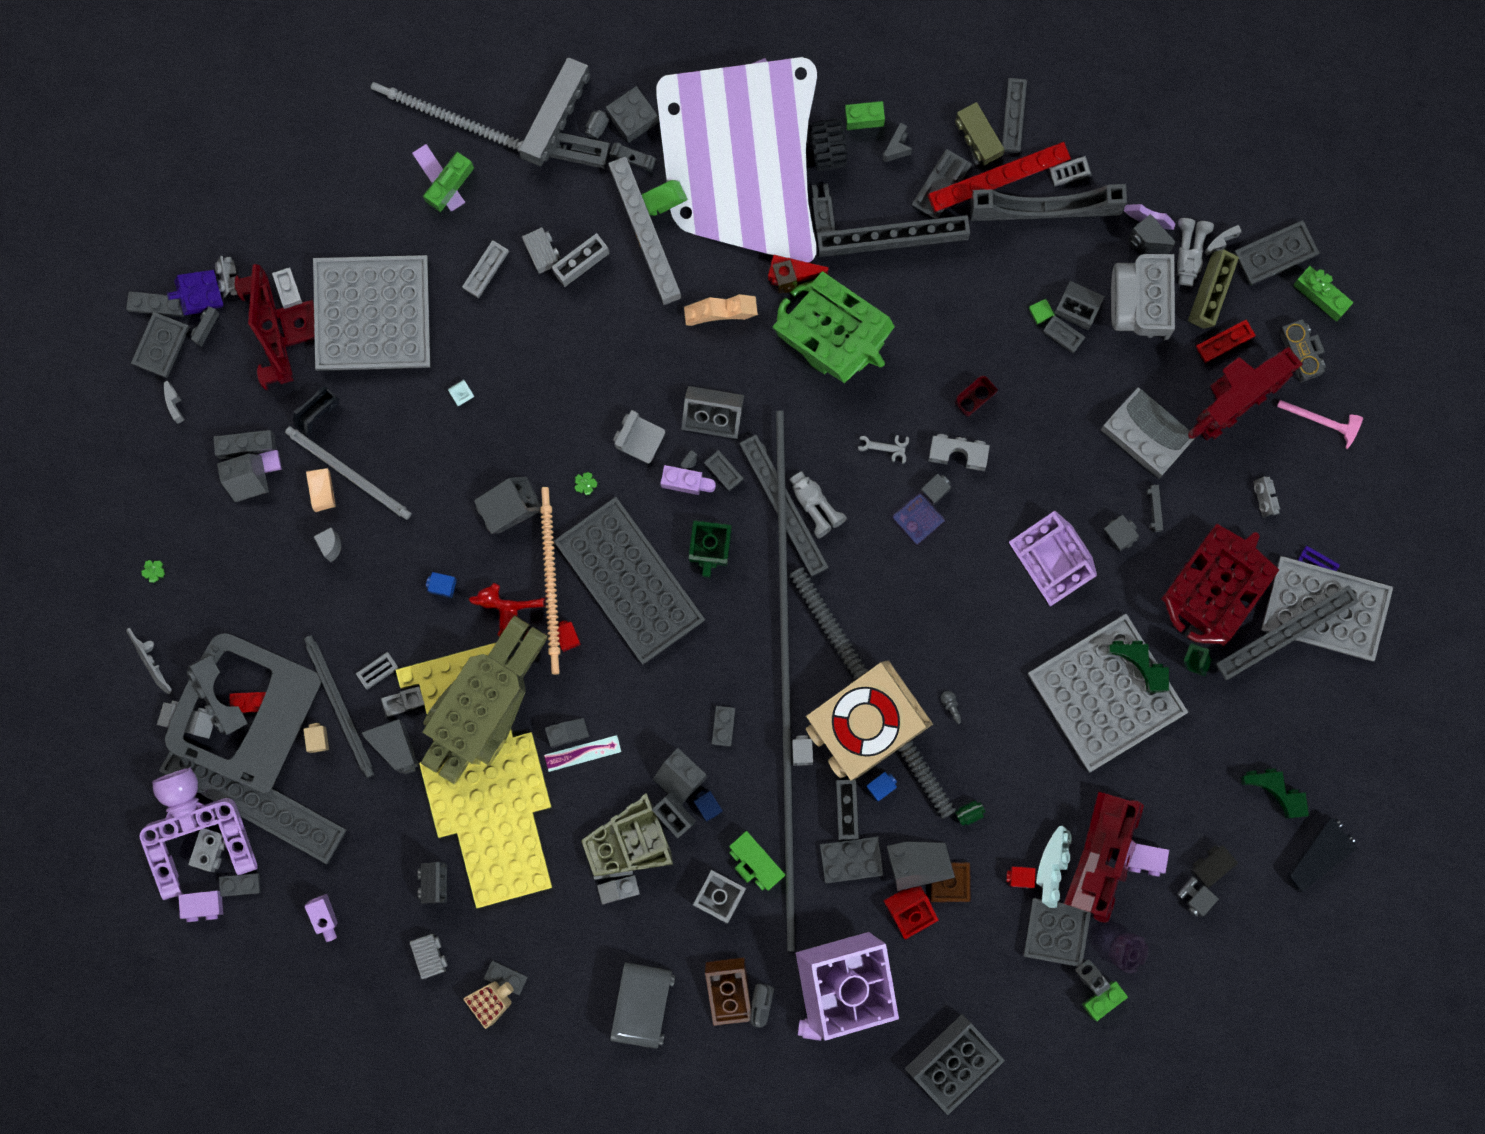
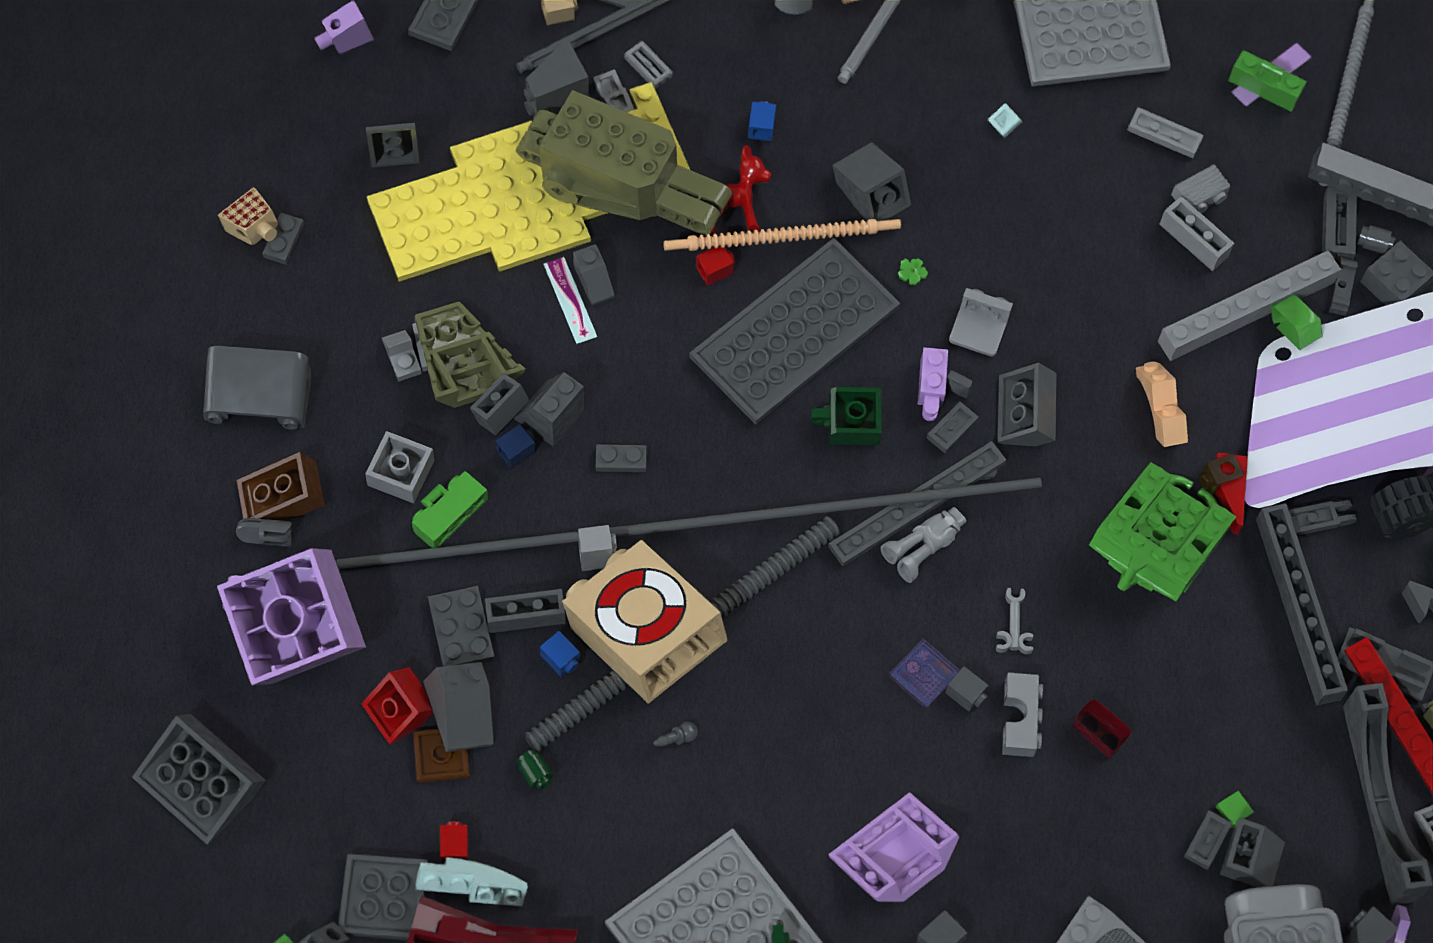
camera: 75 degrees right, 15 degrees down
(428, 956) = (304, 148): light grey brick -> none

